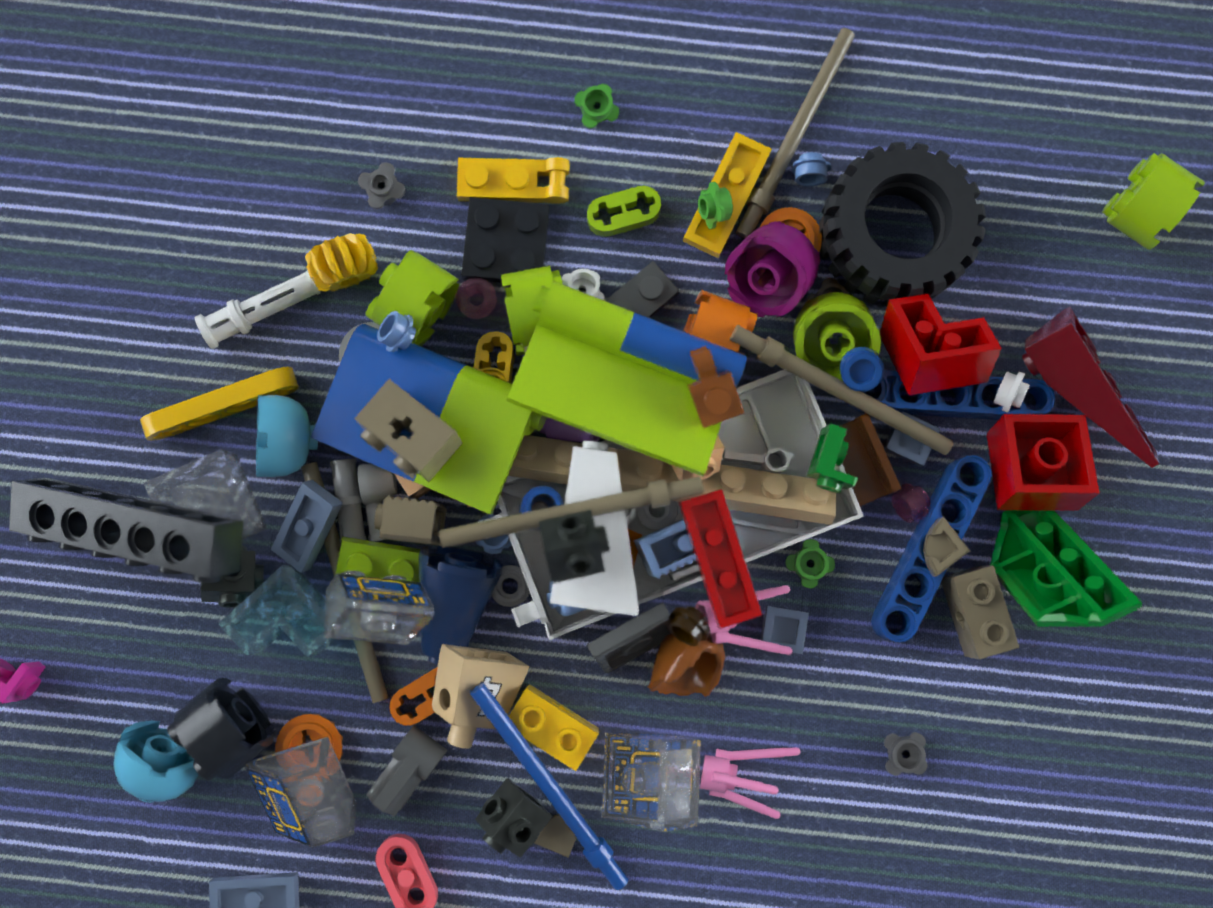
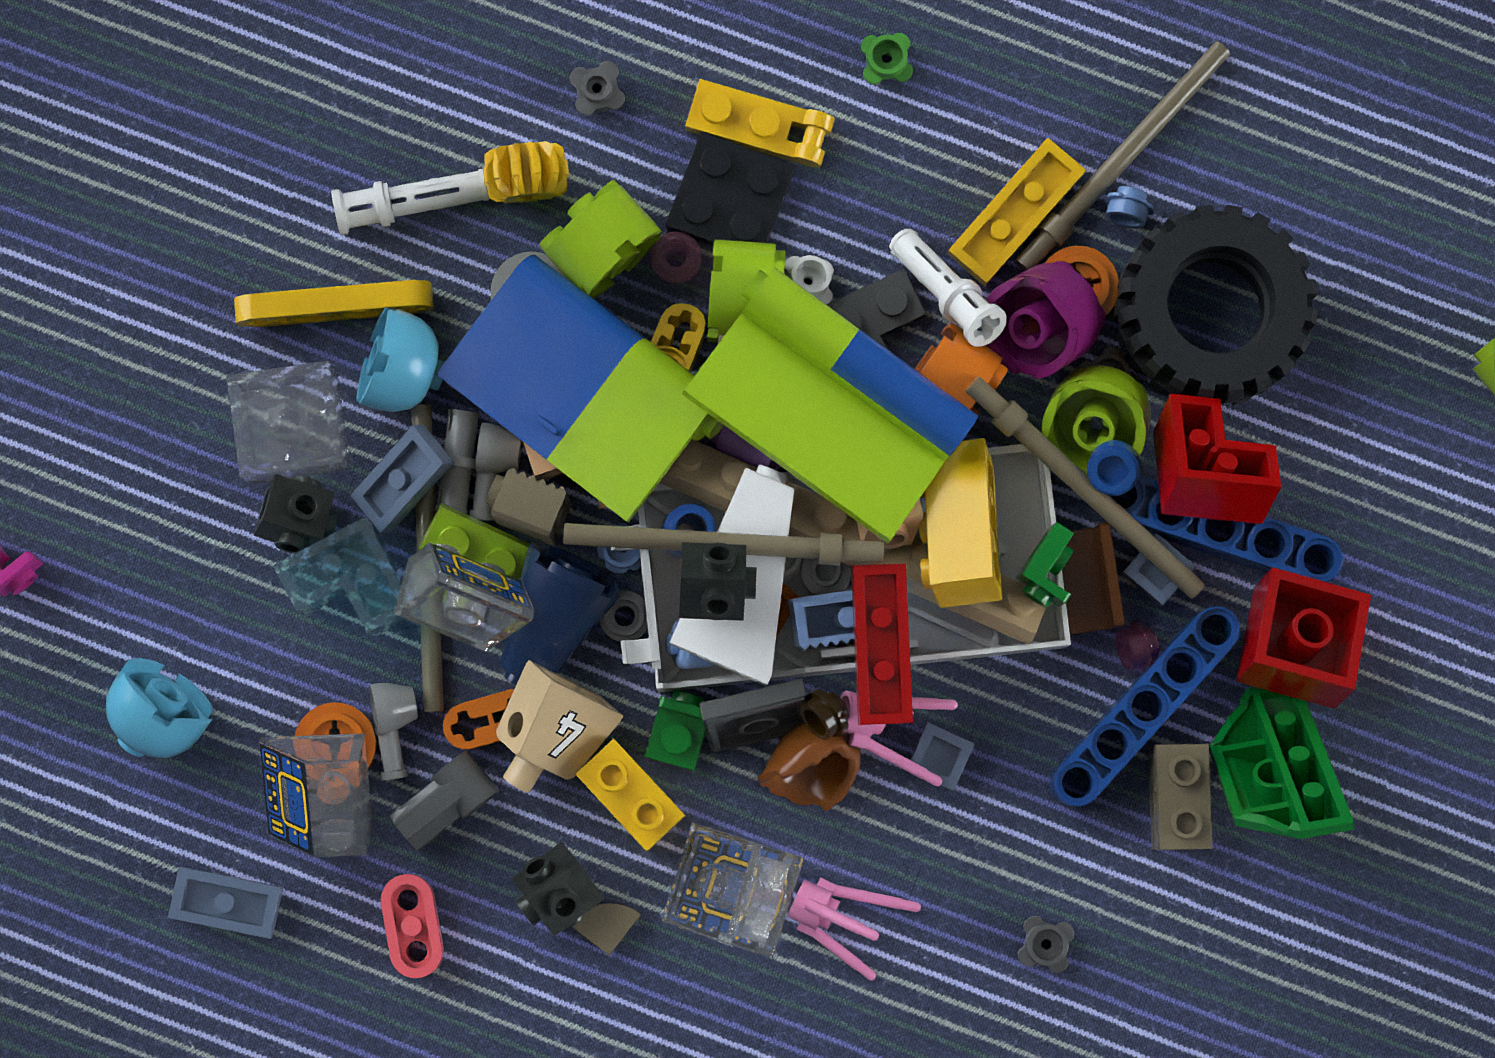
camera: 15 degrees right, 0 degrees up
(127, 527) = (299, 462): black brick -> none
(221, 730) = (241, 691): black brick -> none
(347, 709) = (392, 709): none -> light grey bar
(395, 411) = (548, 371): dark tan brick -> none
(396, 331) = (573, 276): medium blue plate -> none
(574, 665) = (677, 731): none -> green bracket
(595, 848) = (644, 954): blue bar -> none
(621, 202) = (884, 185): lime beam -> none
(703, 269) = (958, 298): none -> white pin
(714, 393) = (926, 450): dark orange plate -> none
(715, 205) = (995, 222): bright green plate -> none
(758, 453) = (962, 529): none -> yellow brick
(810, 551) = (1008, 691): bright green plate -> none
(942, 547) = (1154, 706): dark tan tile -> none
(1011, 391) = (1287, 542): white plate -> none
(1070, 366) = (1373, 531): dark red wedge -> none

